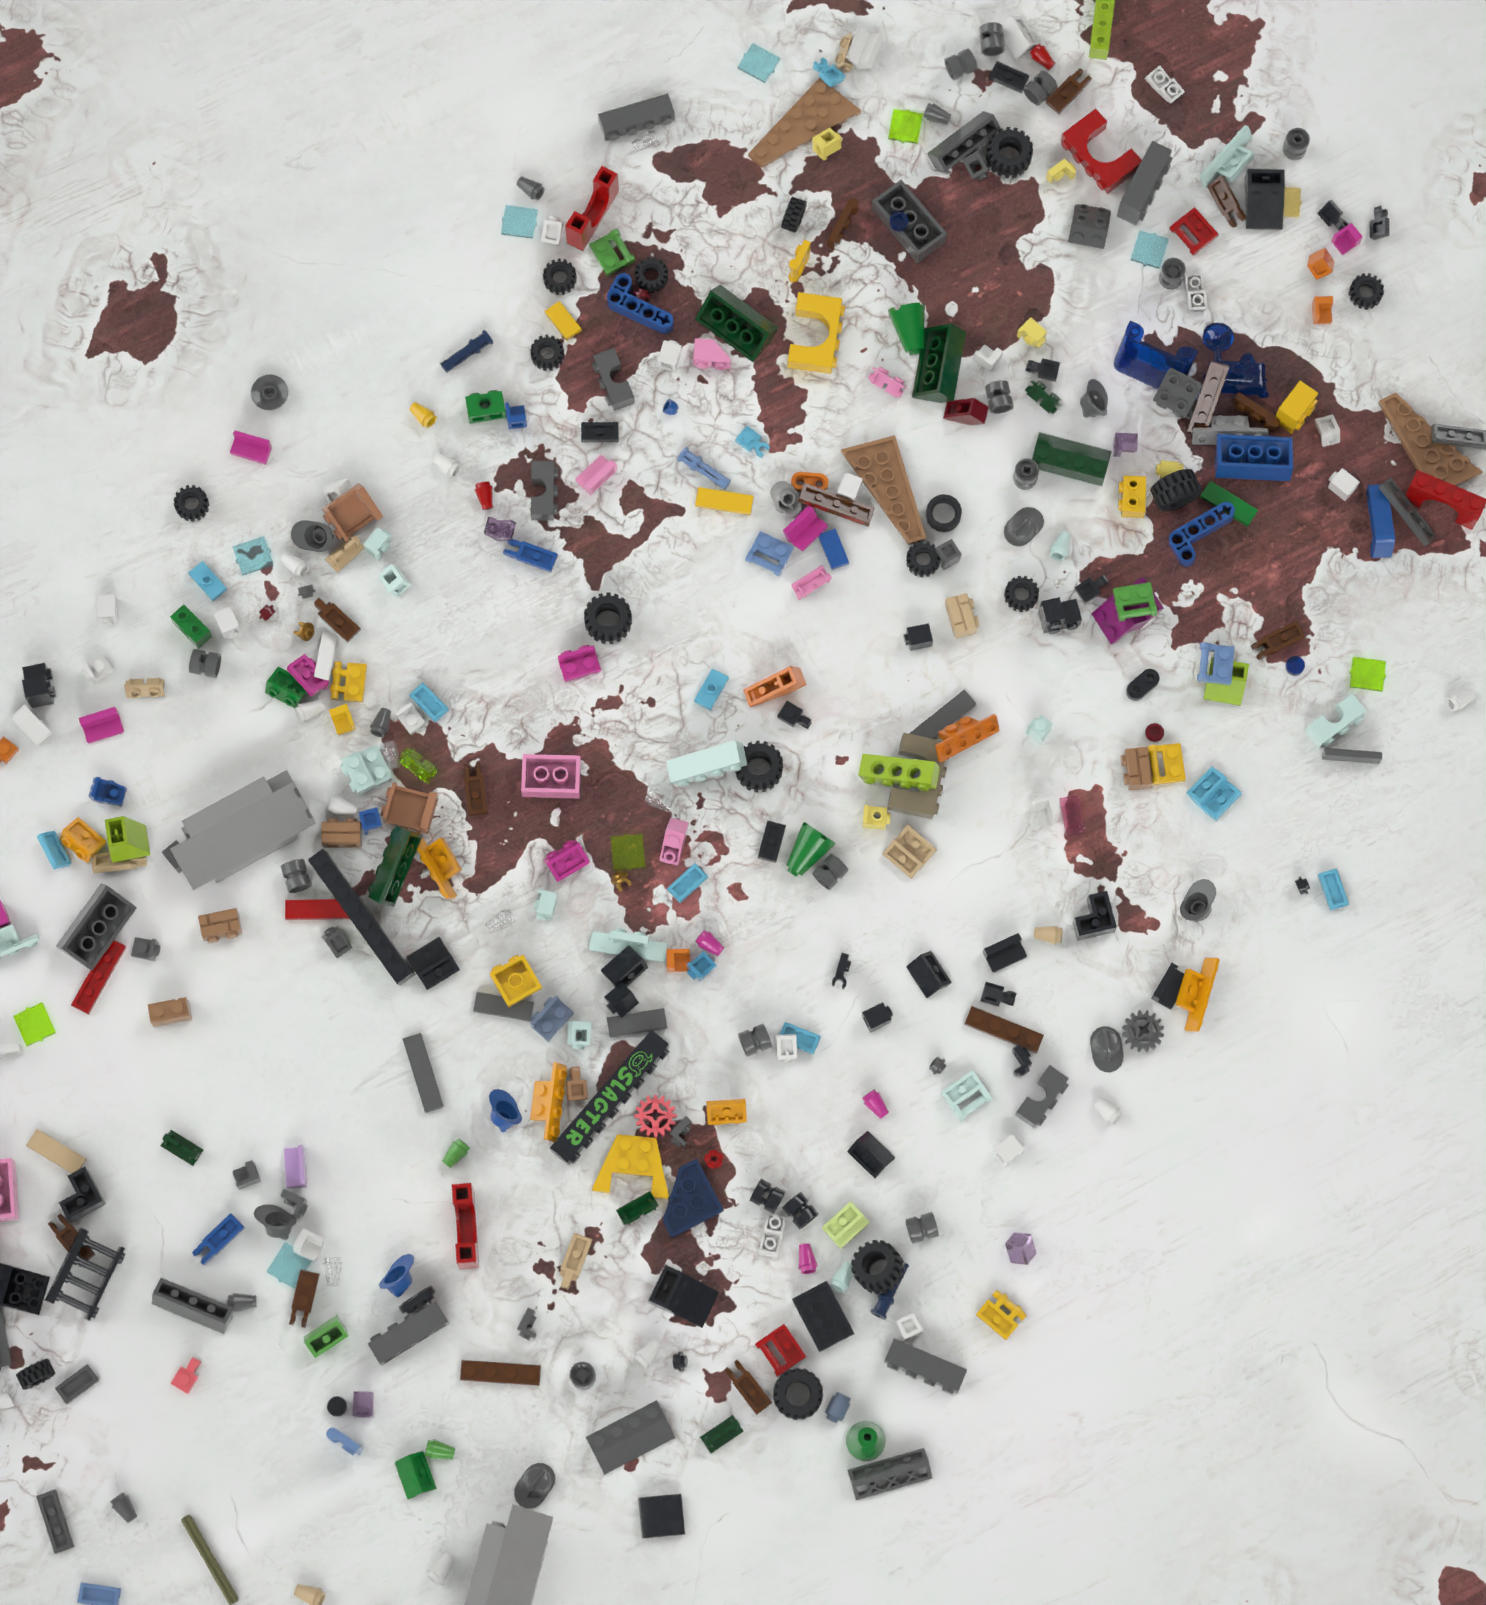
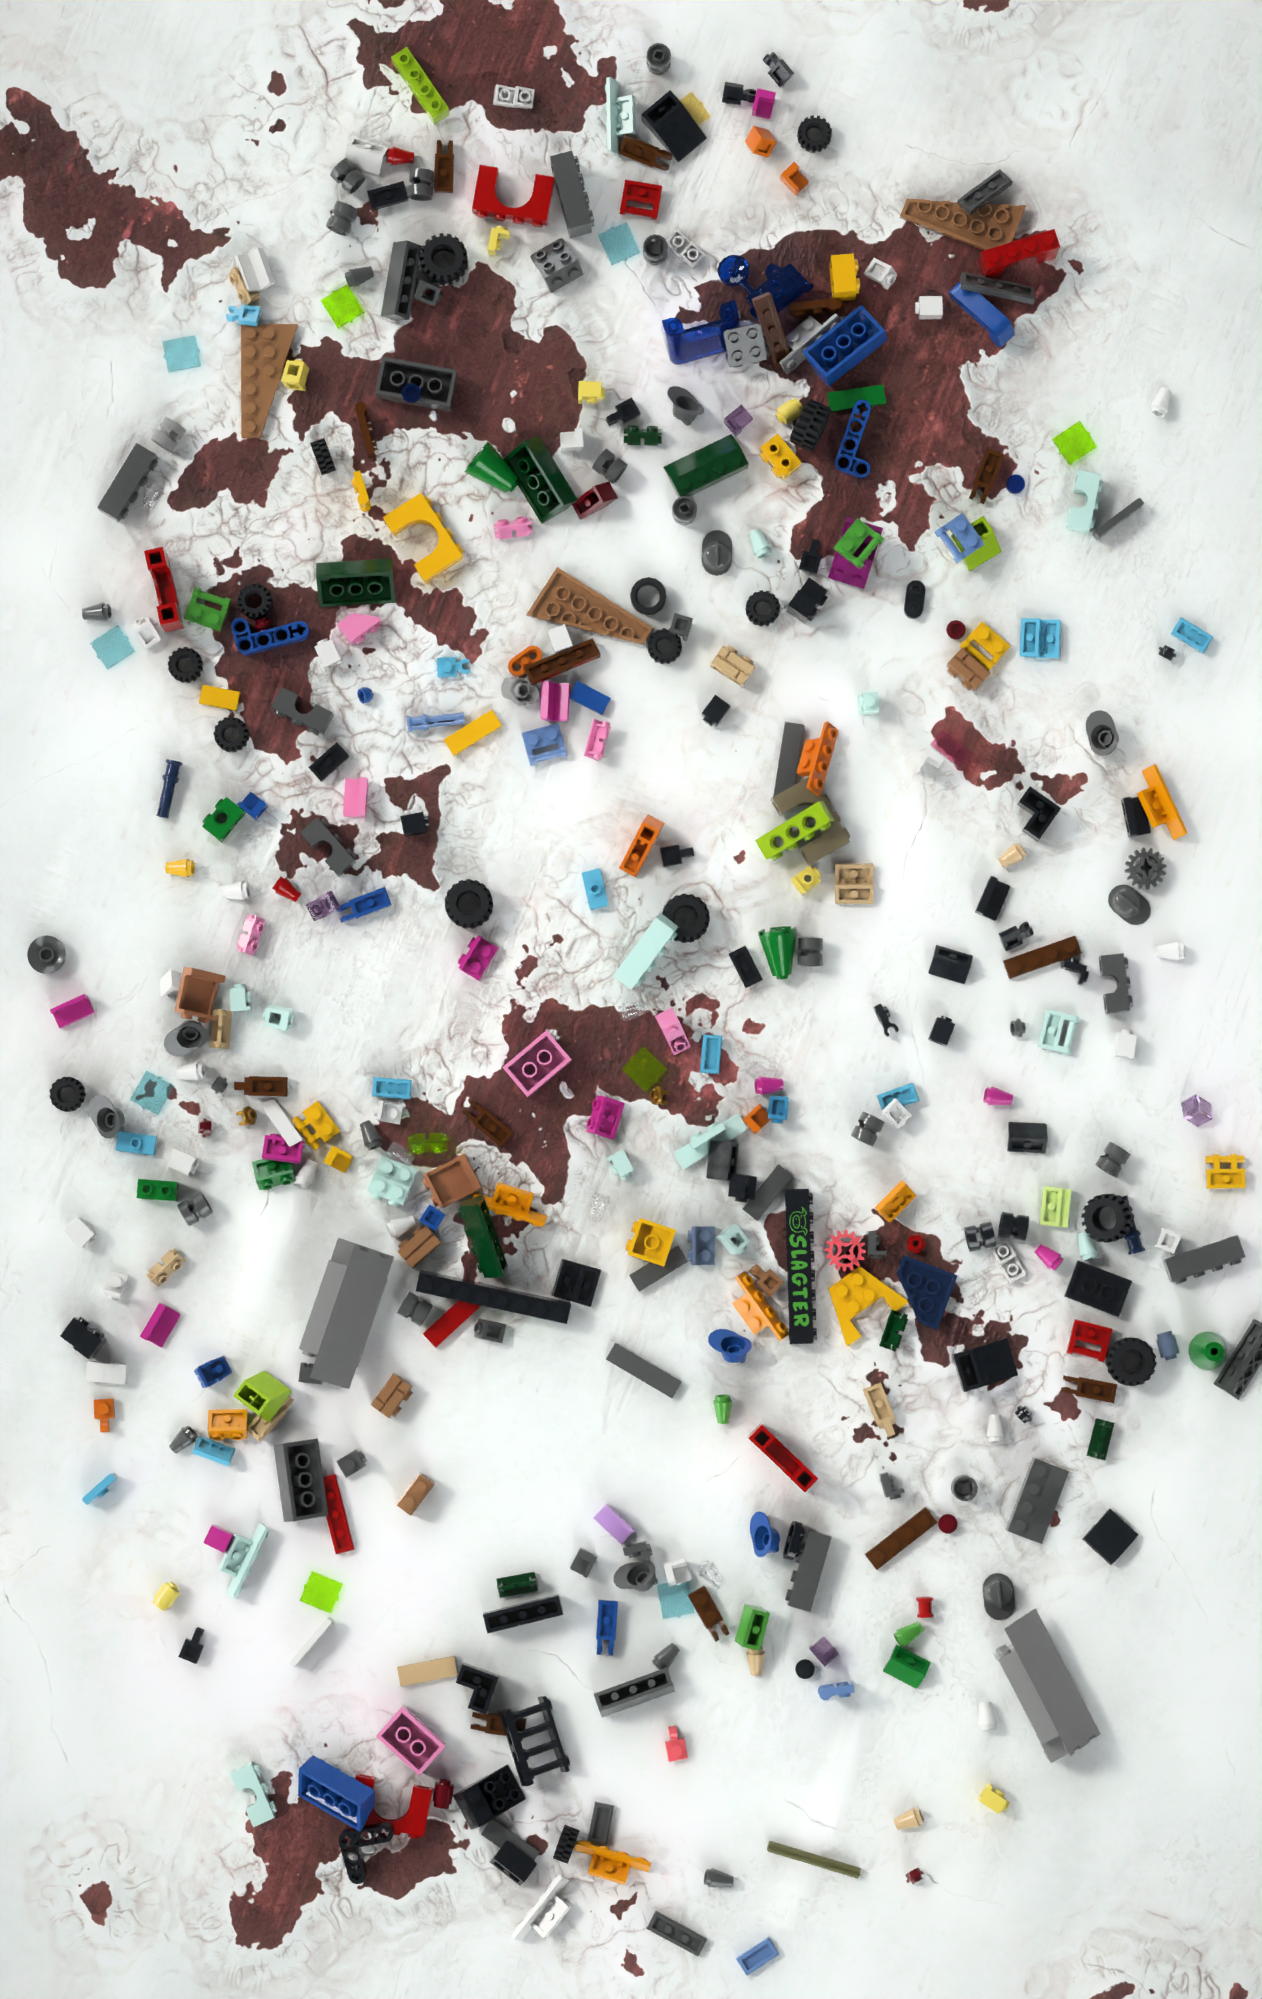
camera: 40 degrees left, 10 degrees up
(40, 822) = (183, 1439): none -> dark grey cone
(54, 1421) = (610, 1864): none -> light orange bracket
(165, 1171) = (523, 1613): none -> black brick
(203, 542) = (105, 1116): none -> dark grey piece
(306, 1365) = (755, 1661): none -> tan cone
(436, 502) = (249, 943): none -> bright pink hinge
(470, 1441) = (925, 1607): none -> red bush
(546, 1393) = (947, 1523): none -> dark red plate
(621, 528) = (414, 824): none -> black brick
(690, 110) = (166, 441): none -> light grey wheel

